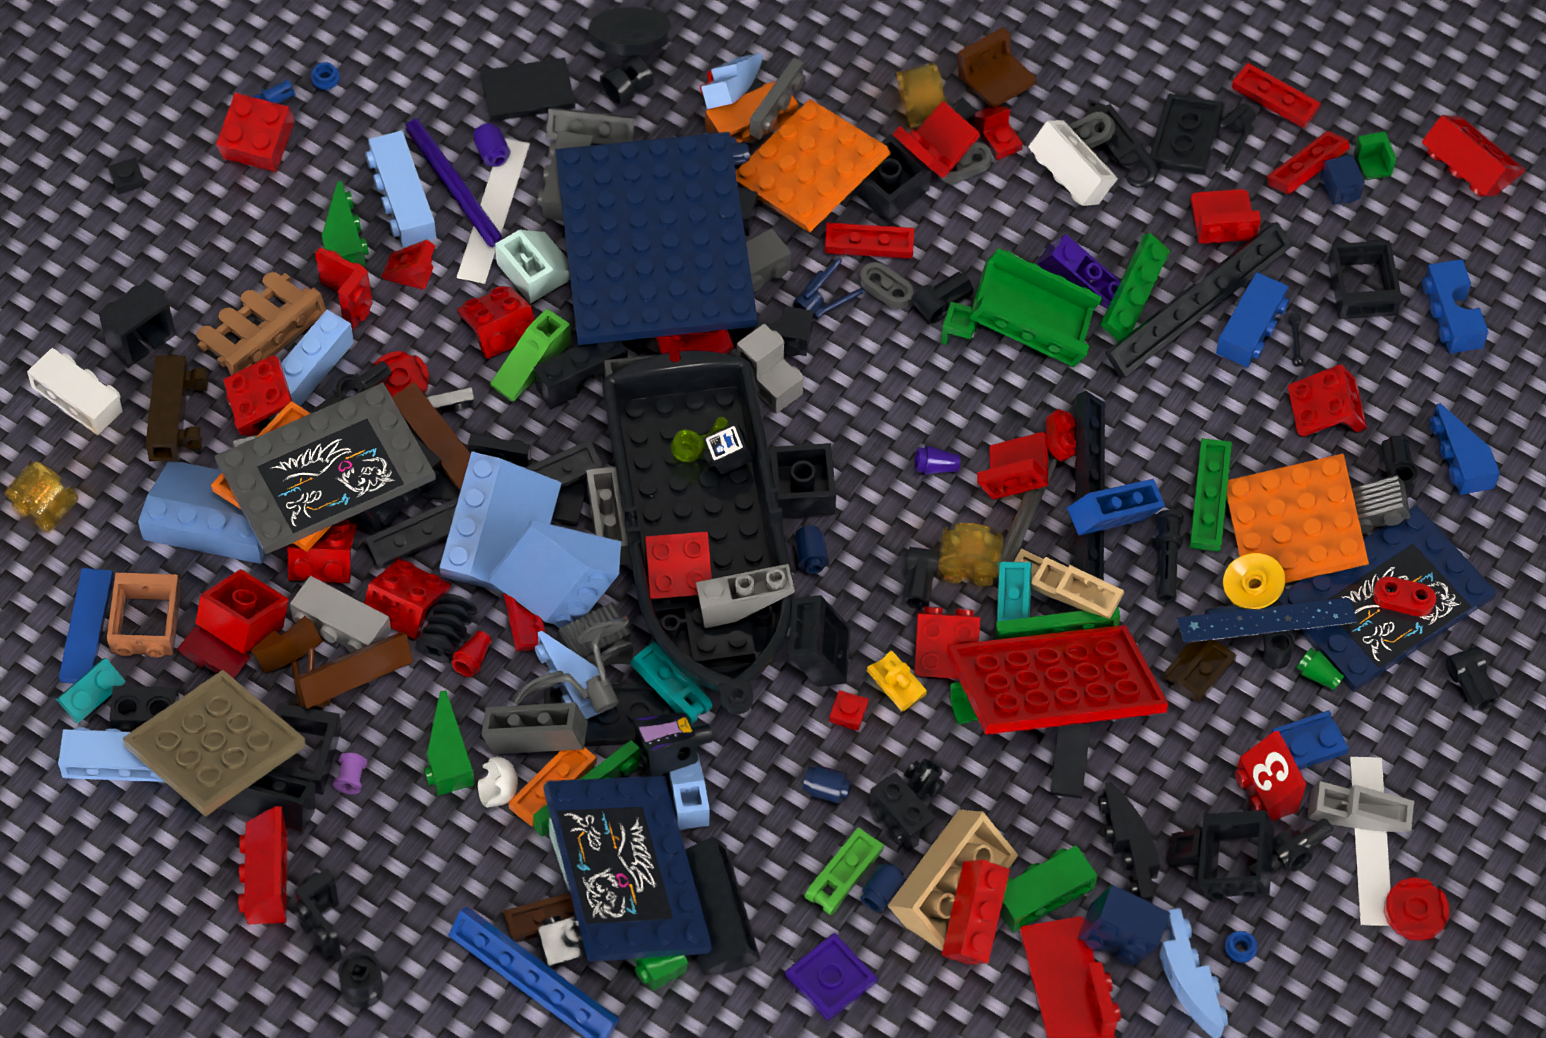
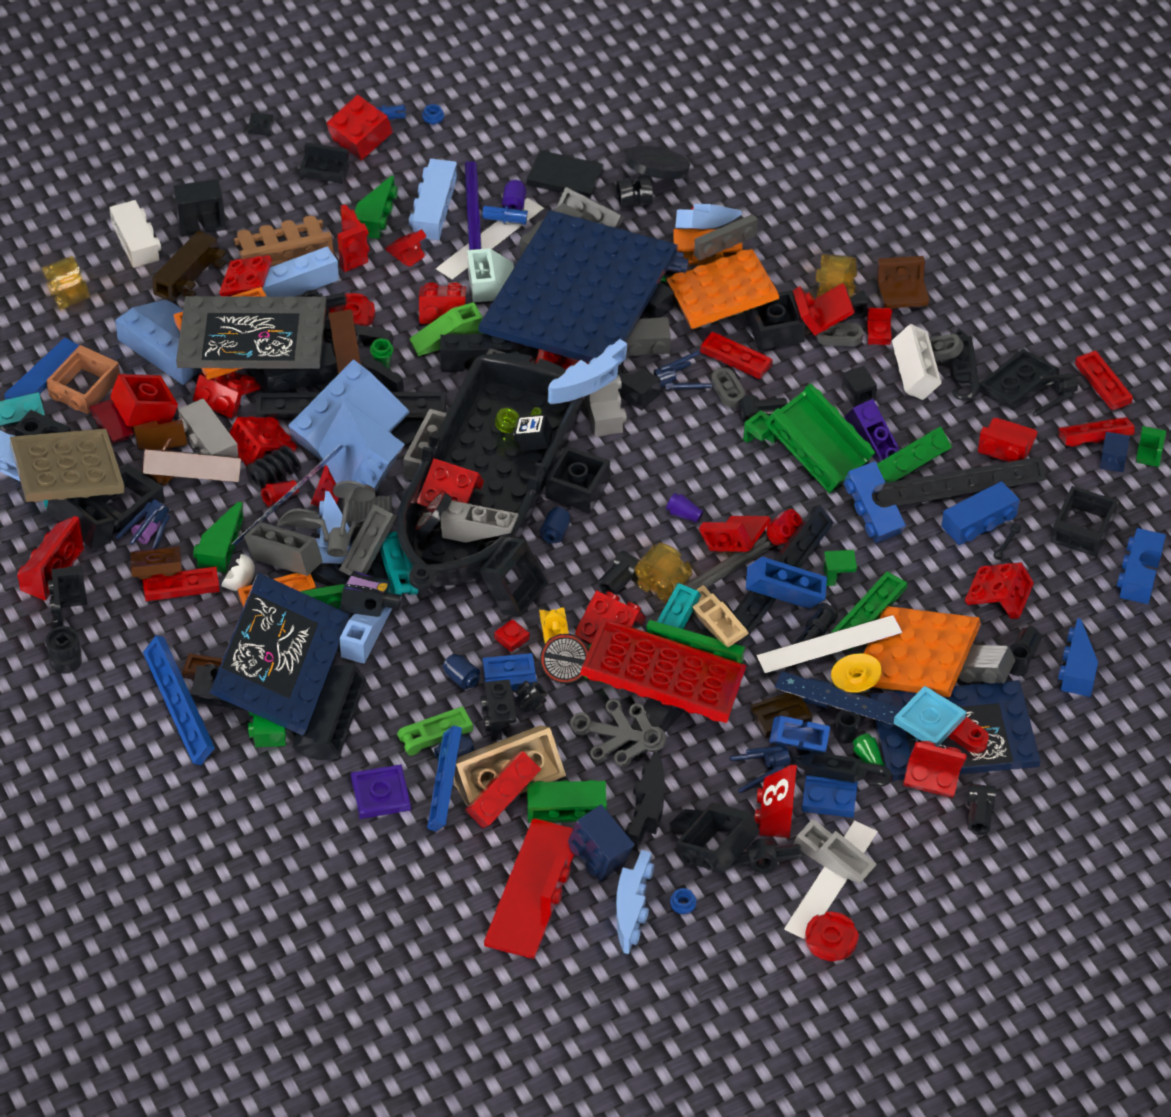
camera: 30 degrees right, 10 degrees down
(242, 197) = (324, 163): none -> black bracket
(360, 754) = (155, 512): none -> dark blue plant
(393, 813) = (156, 561): none -> reddish brown plate
(436, 826) = (181, 584): none -> red plate
(478, 418) = (382, 351): none -> green cone
(496, 173) = (504, 214): none -> blue axle
(504, 660) = (290, 493): none -> blue sticker
(630, 675) = (368, 541): none -> dark grey plate
(687, 606) = (432, 513): none -> black tile
(753, 351) = (587, 378): none -> light blue slope
(878, 758) = (511, 667): none -> blue plate
(903, 930) = (444, 778): none -> blue tile
(933, 713) = (563, 658): none -> tile
(1027, 220) = (859, 386): none -> black brick
(1054, 776) = (621, 734): none -> dark grey plant
(1122, 349) = (880, 521): none -> blue arch
(1146, 454) = (838, 562): none -> green panel
(1200, 558) = (829, 644): none -> white sticker
(1224, 724) = (774, 757): none -> dark blue plant
(1248, 682) = (807, 737): none -> blue piece
(1304, 702) = (841, 768): none -> black plate
(1366, 599) = (929, 716): none -> medium azure tile
(1404, 659) = (934, 768): none -> red bracket

